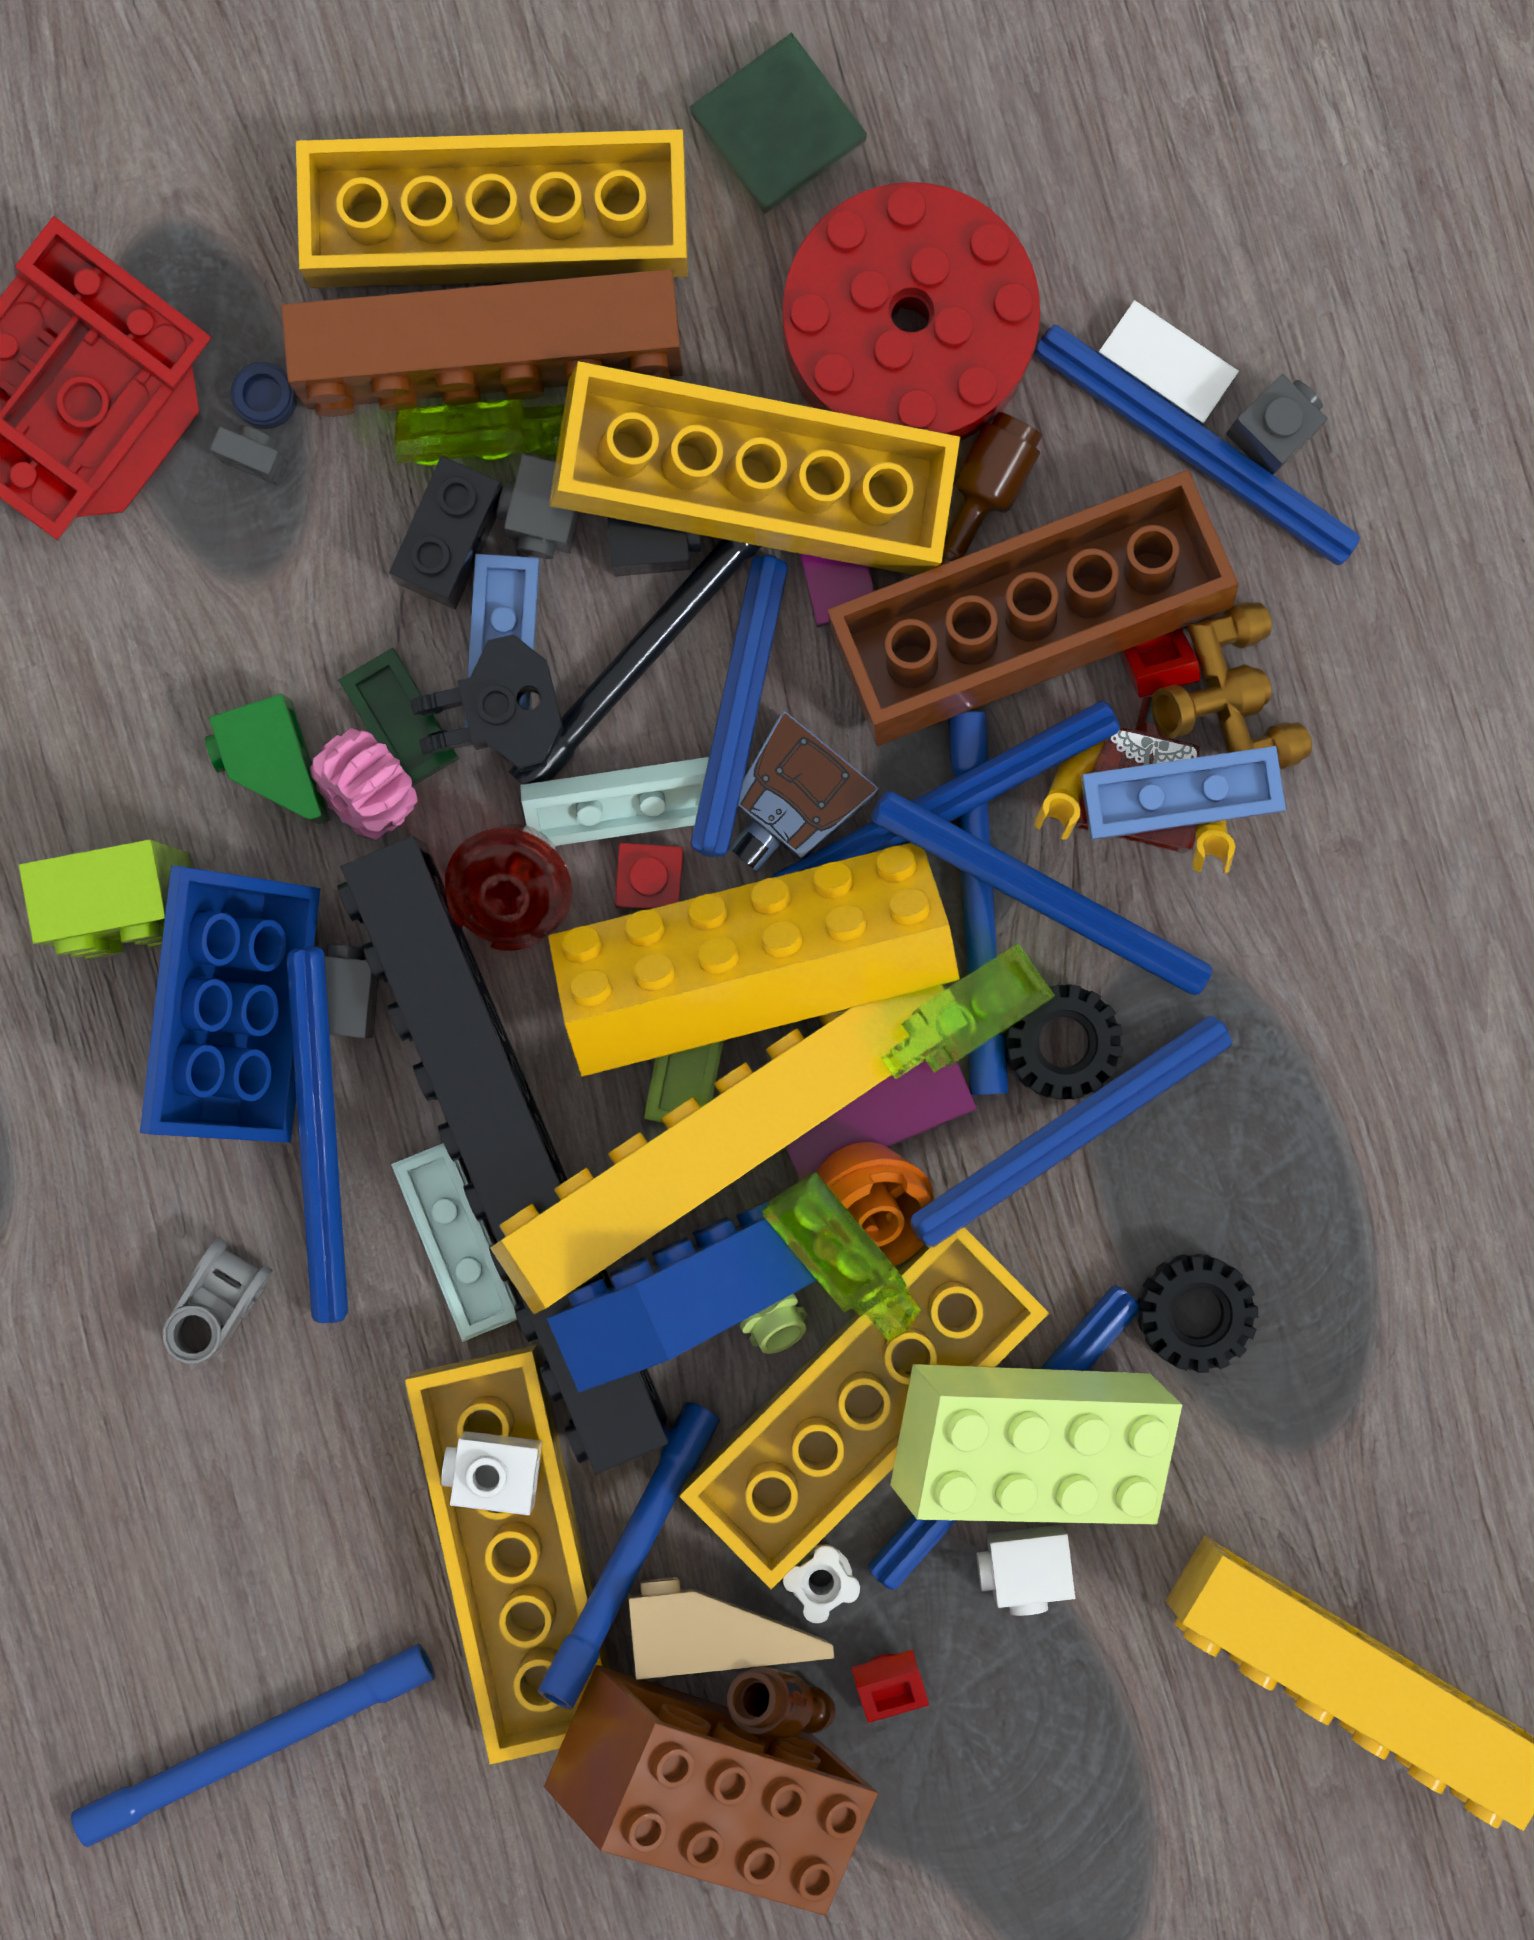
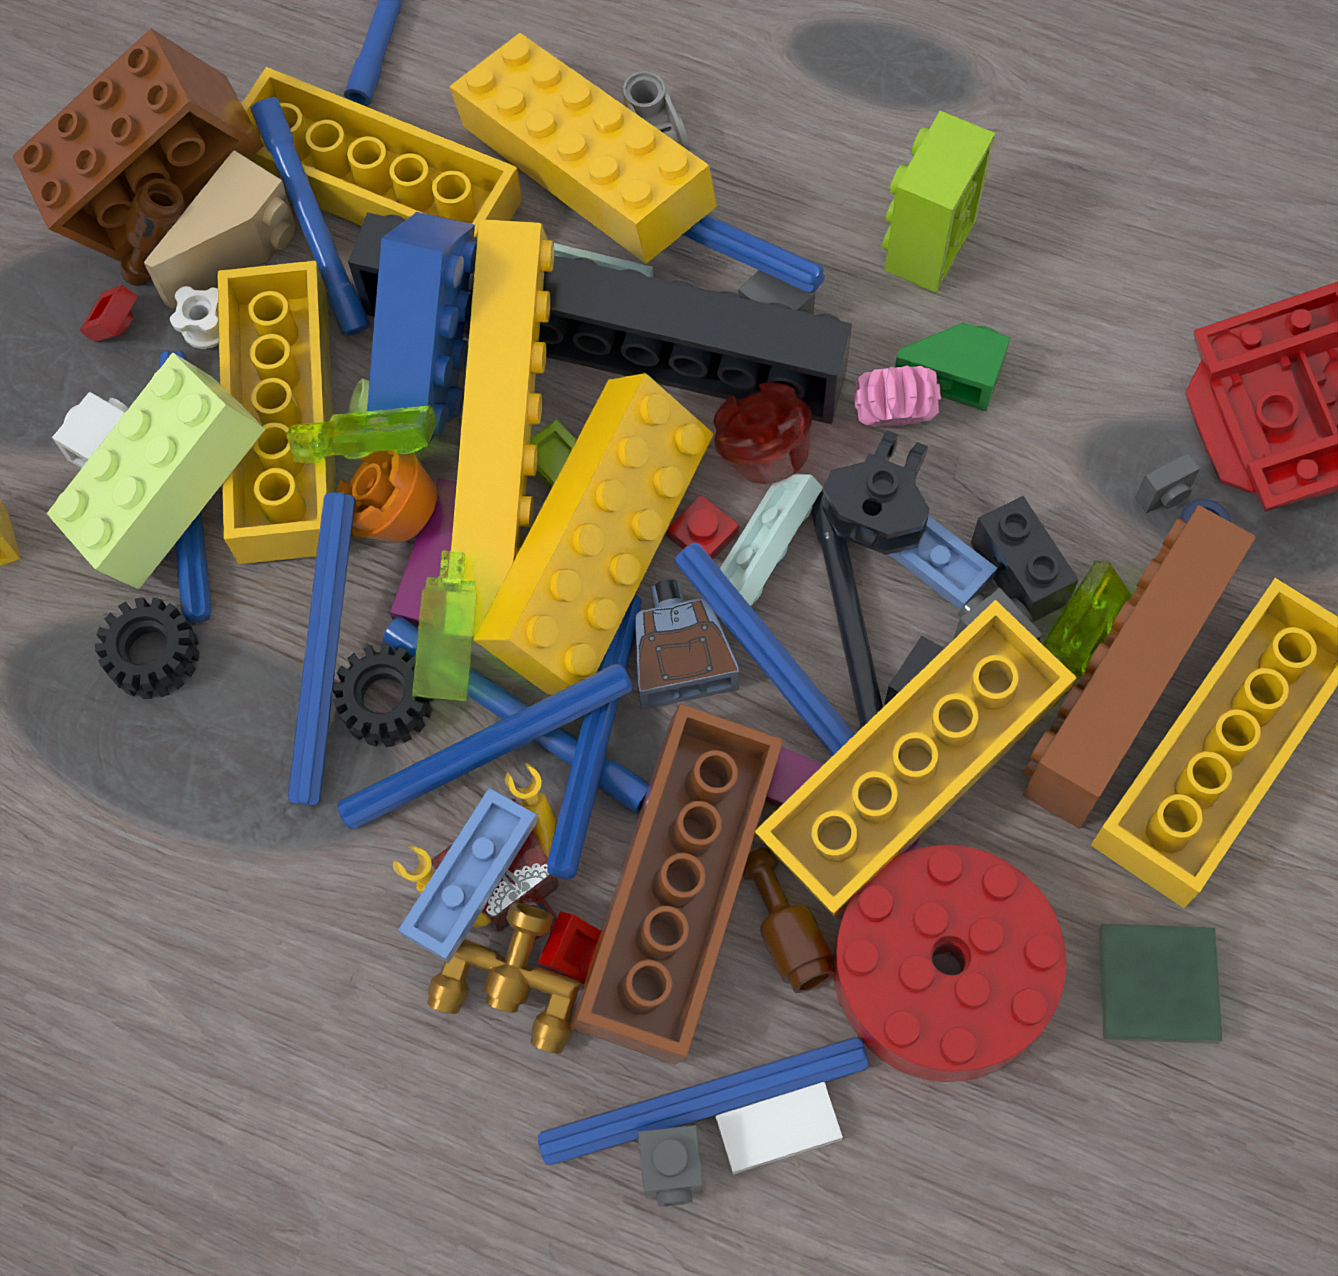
camera: 130 degrees right, 20 degrees down
(224, 1007) = (827, 206): blue slope -> none
(319, 1338) = (585, 147): none -> yellow brick
(382, 699) = (948, 459): dark green tile -> none
(493, 1472) = (418, 164): white brick -> none

